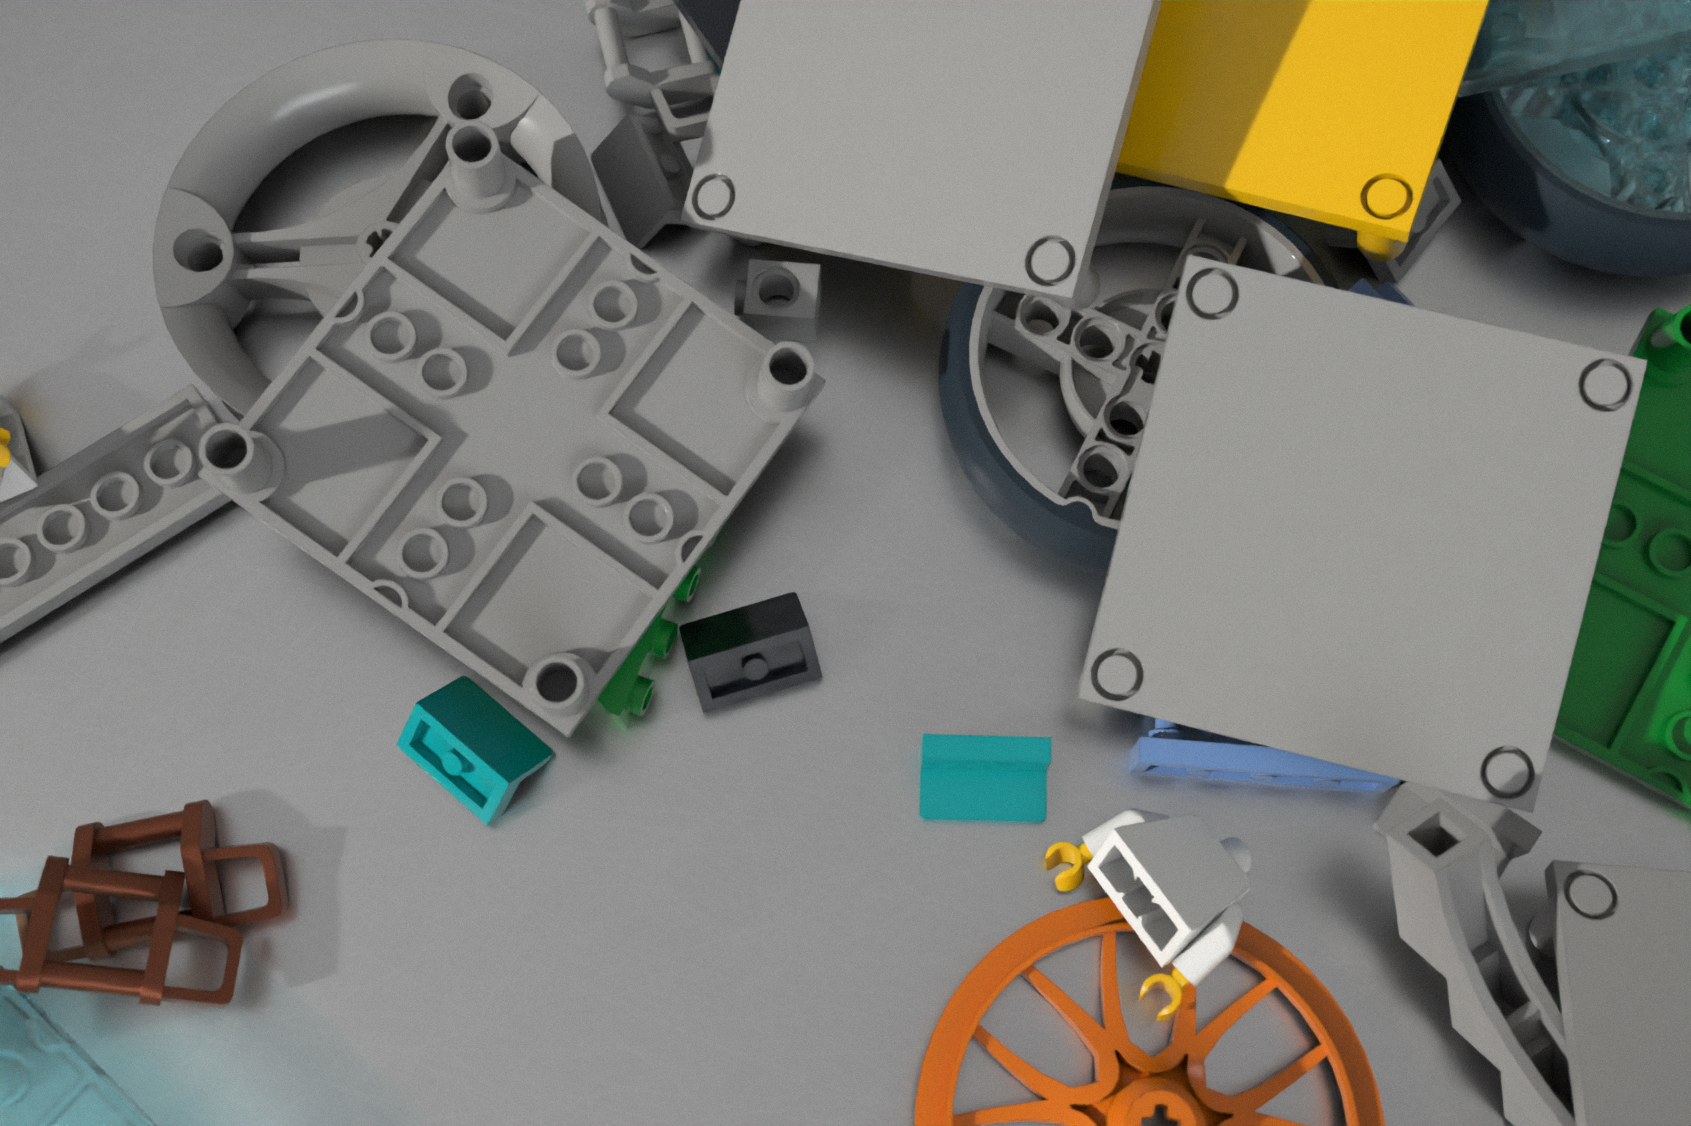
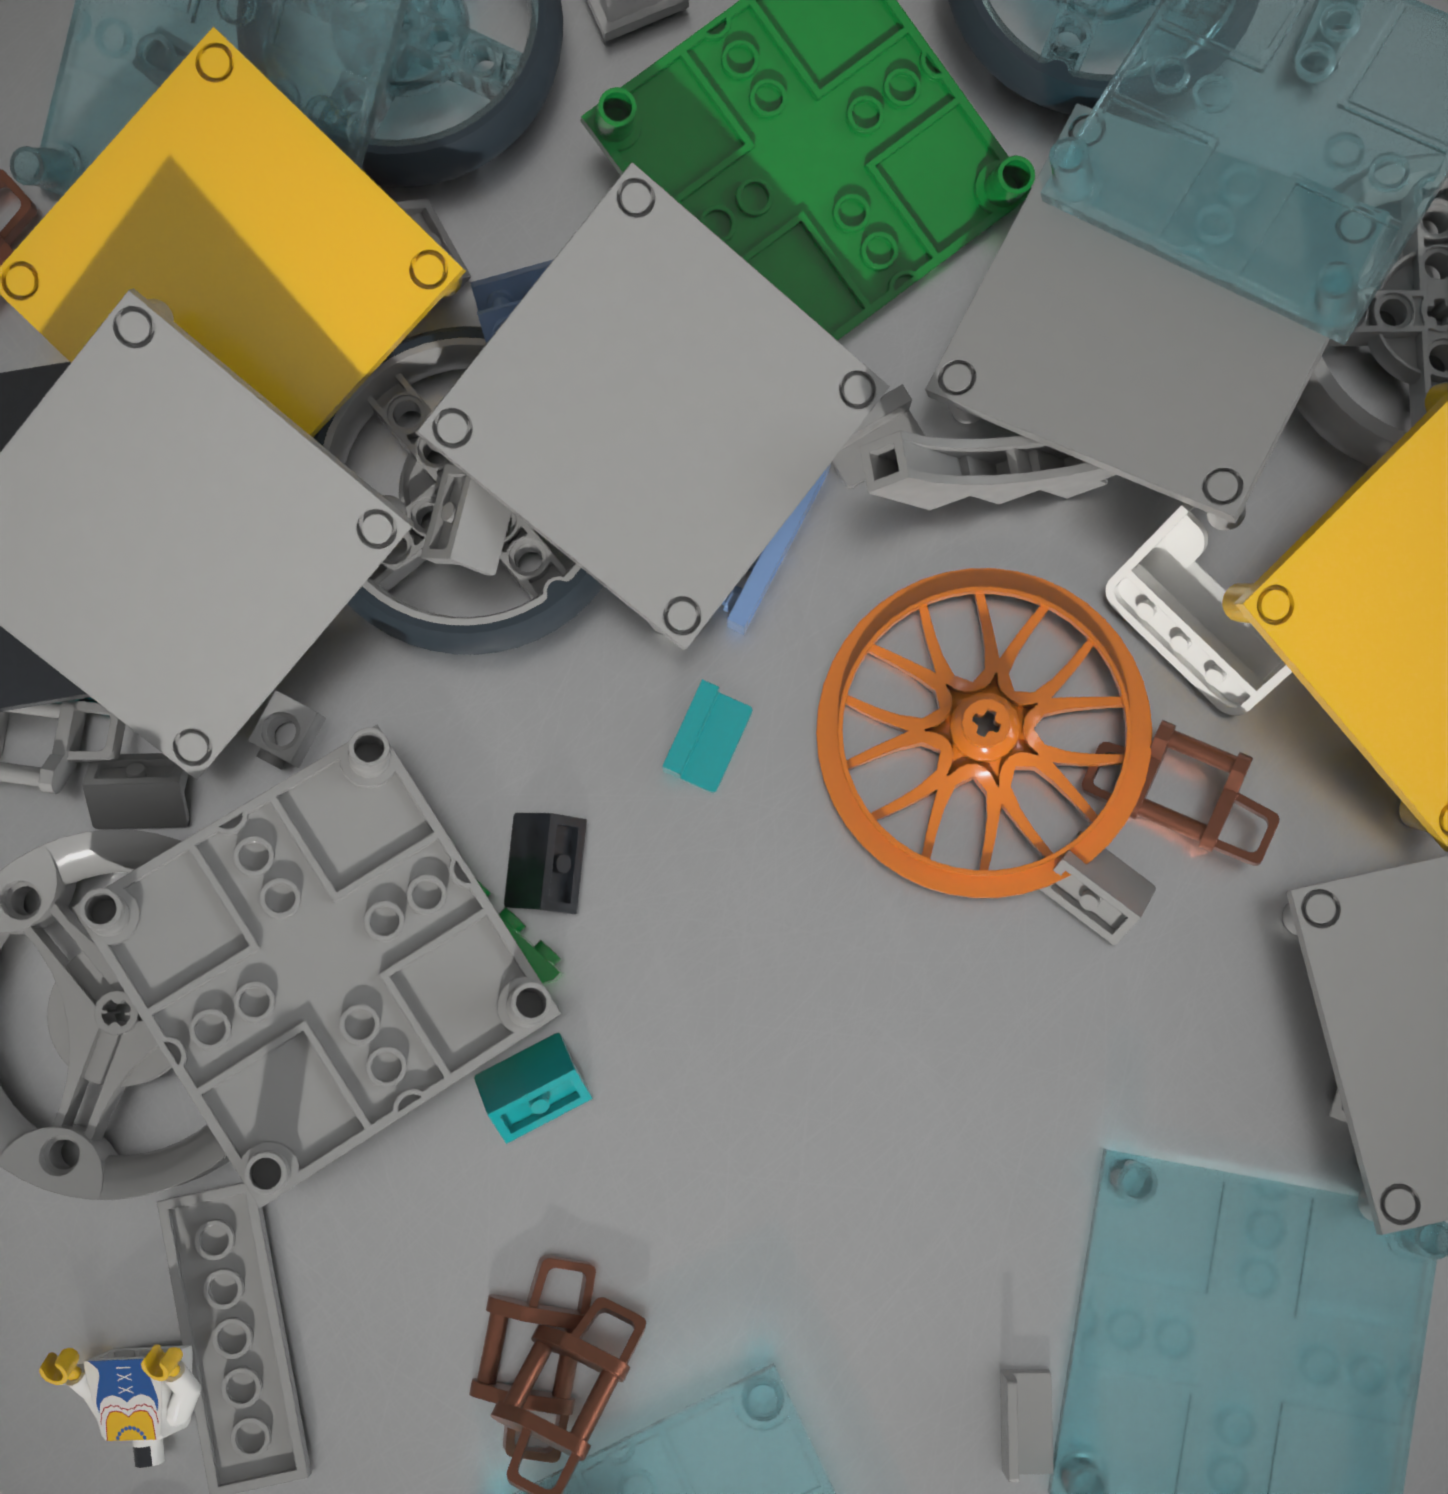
camera: 70 degrees left, 10 degrees up
(1104, 376) = (466, 525): none -> light grey panel
(1170, 885) = (835, 645): white torso -> none

